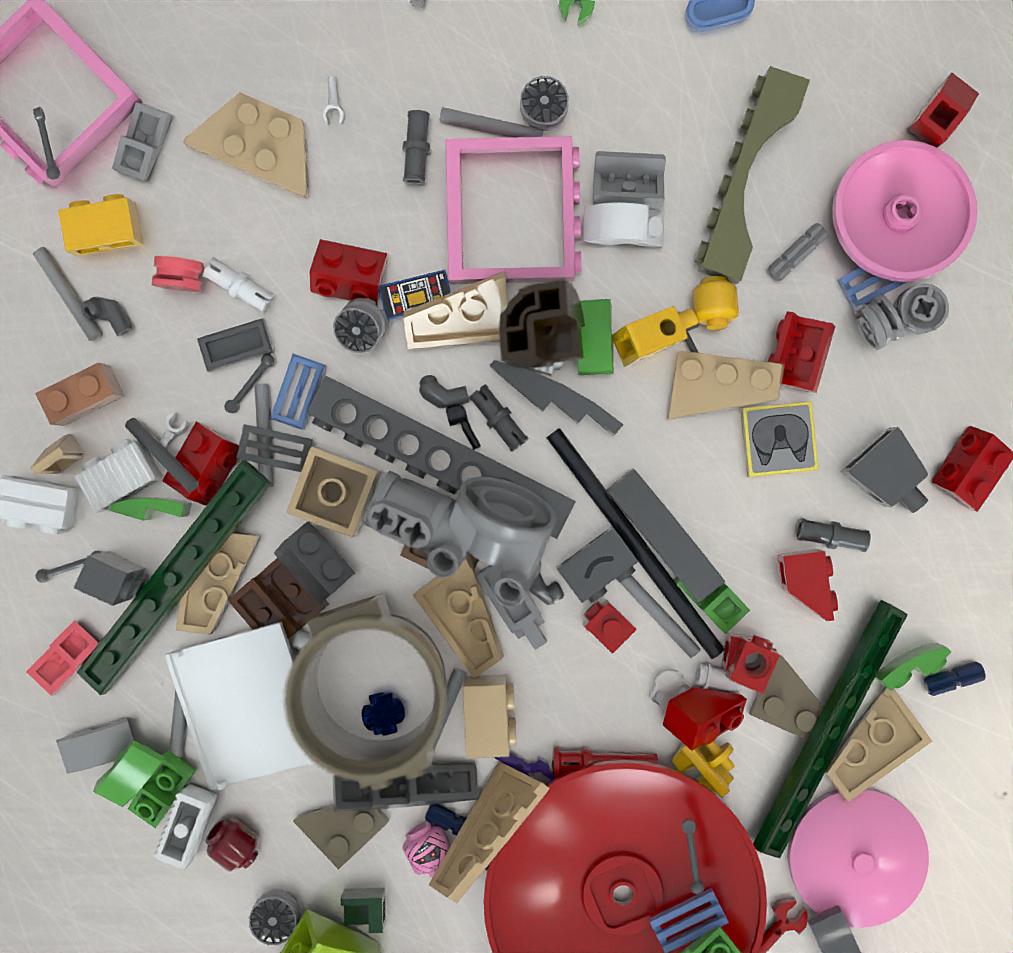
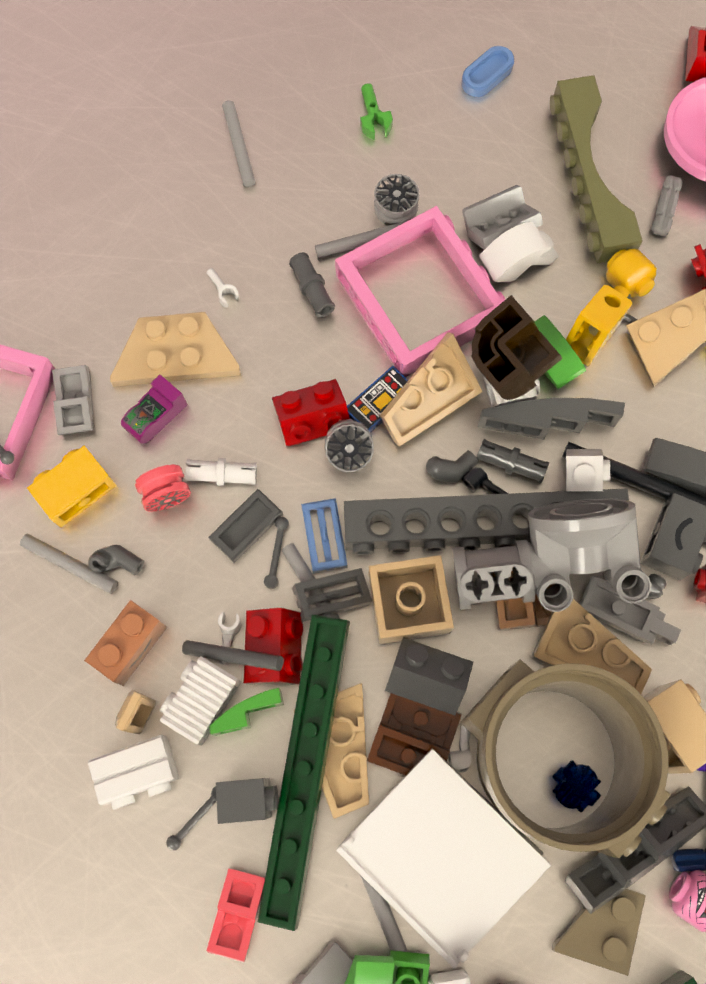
camera: 30 degrees left, 15 degrees down
(207, 193) = (154, 410): none -> magenta leg
(550, 464) = (586, 470): none -> white brick

